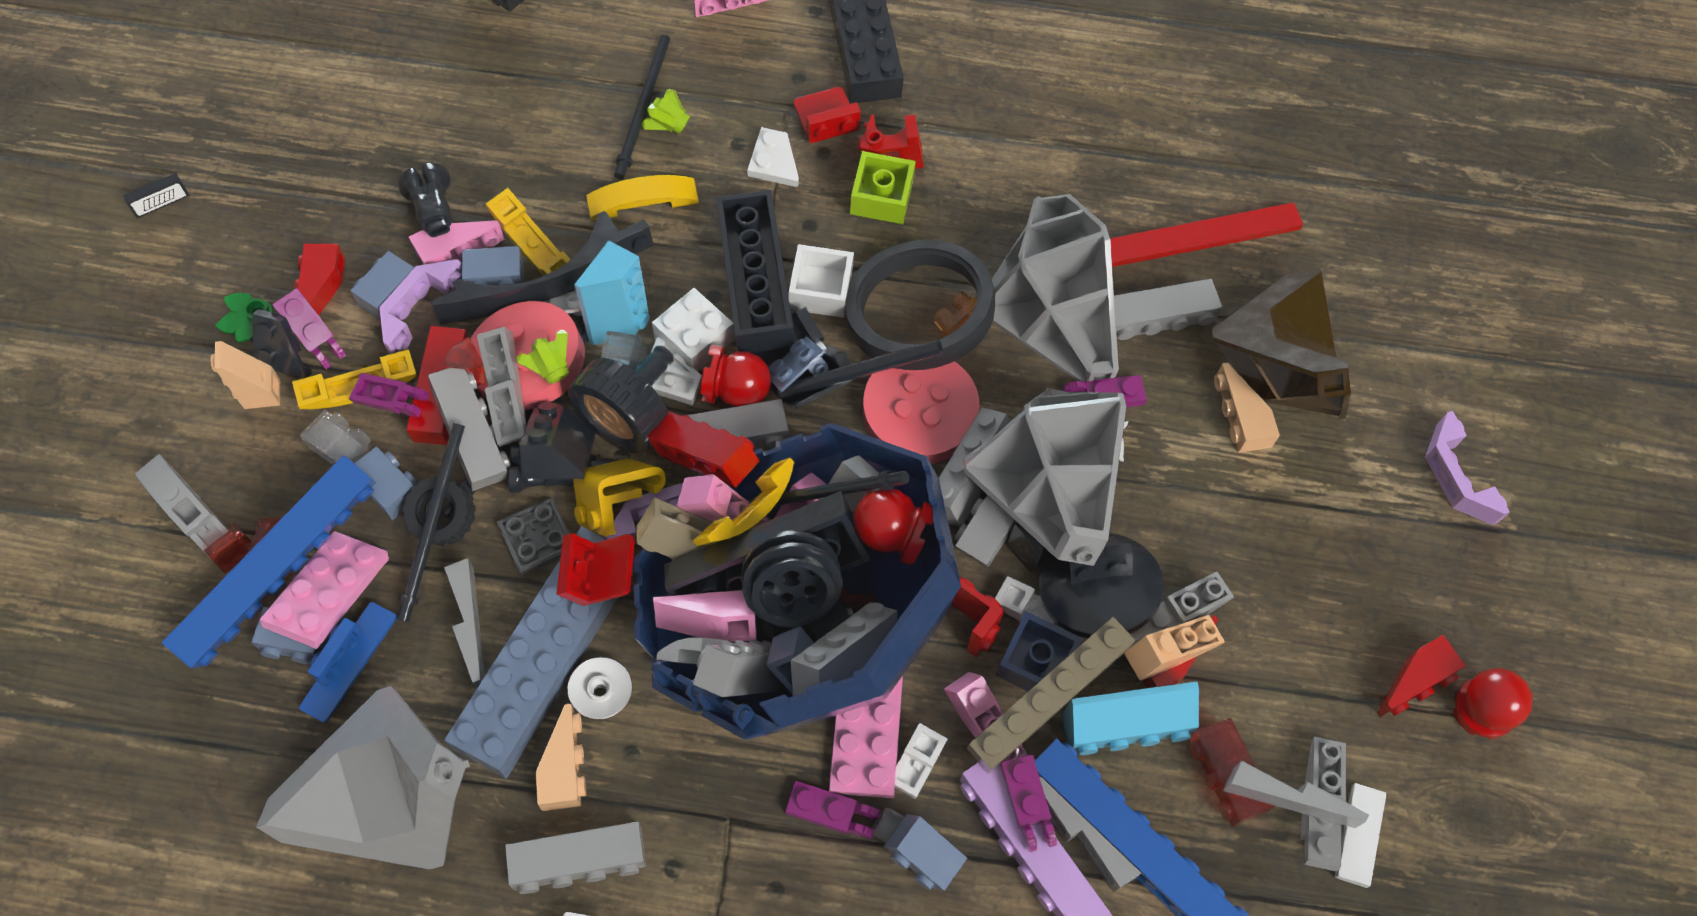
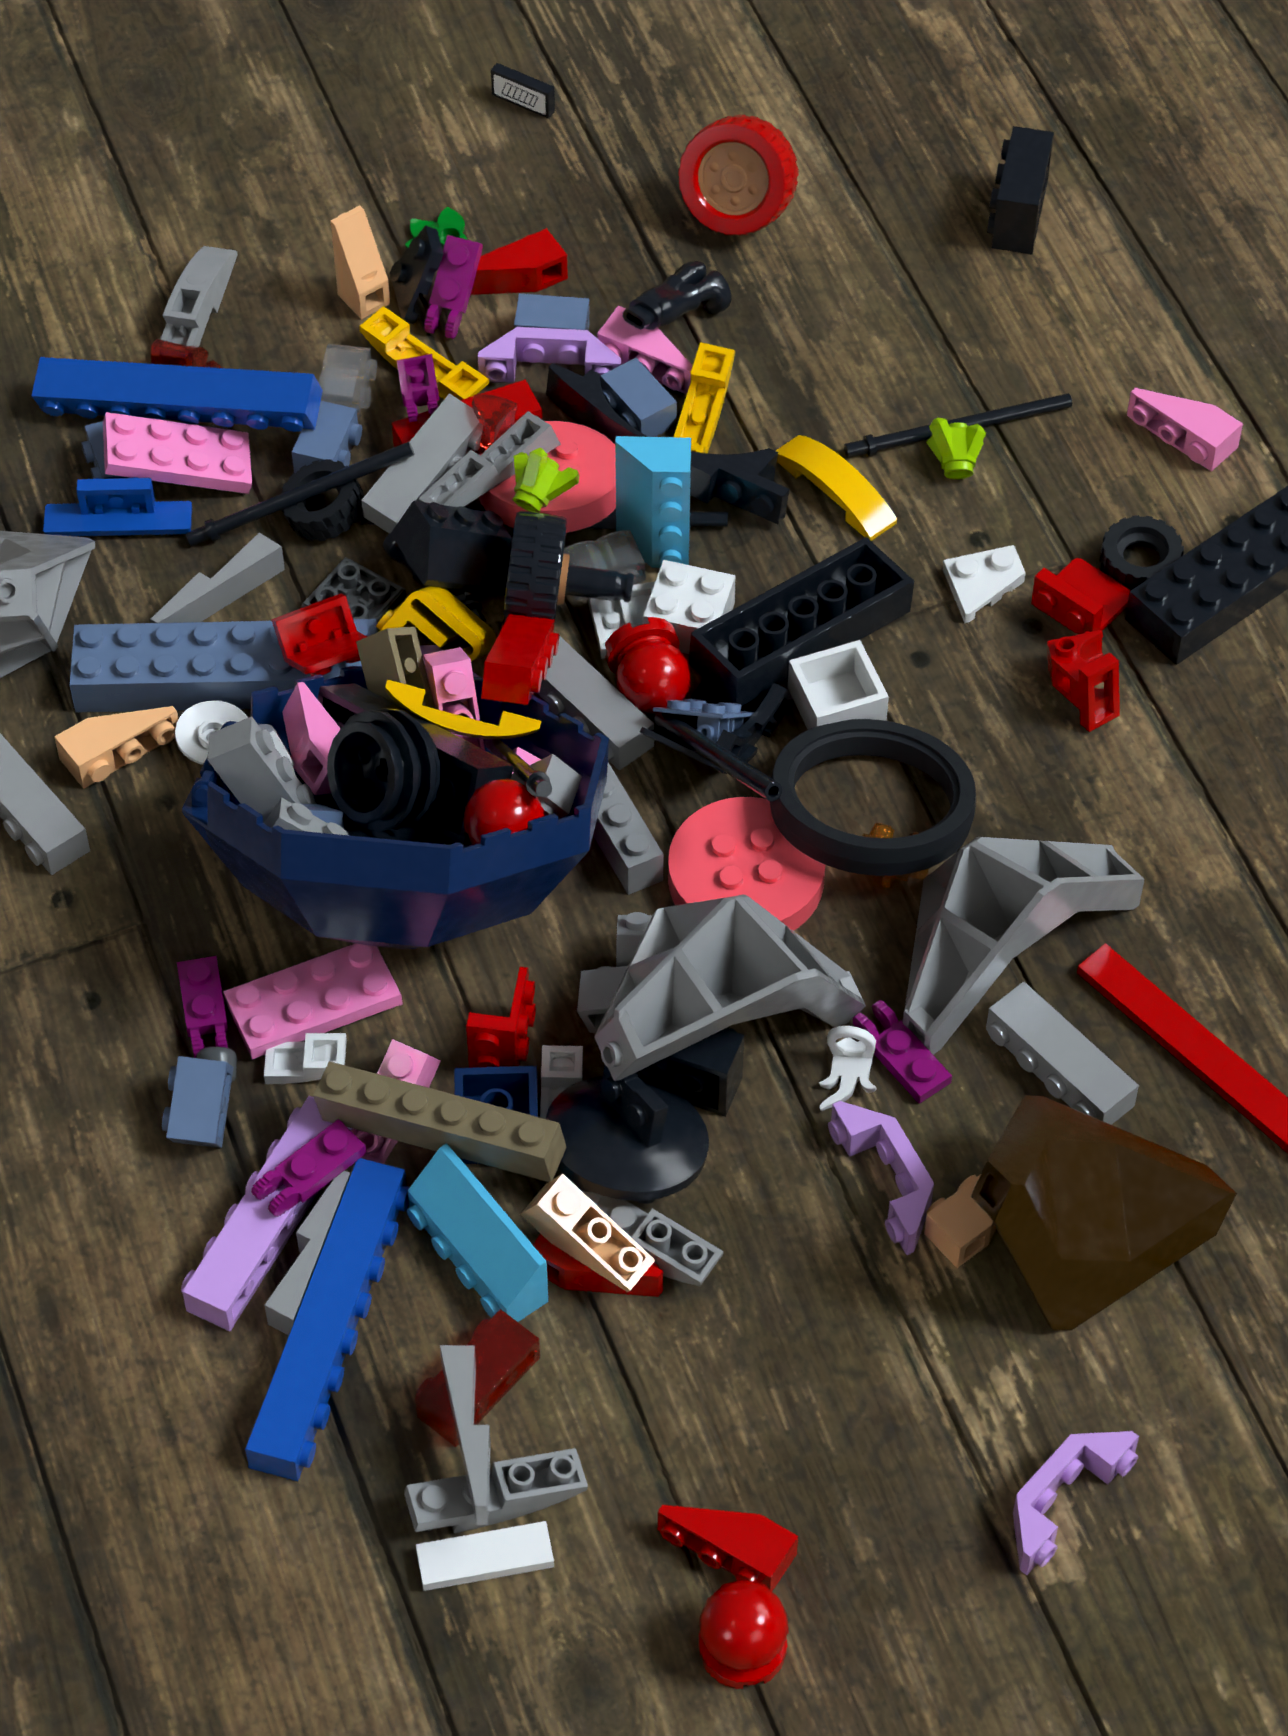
camera: 65 degrees right, 10 degrees down
(358, 104) = (738, 175): none -> red wheel
(814, 50) = (1138, 531): none -> black tyre
(882, 187) = (1013, 693): lime brick -> none
(1232, 449) = (863, 1129): none -> lavender slope

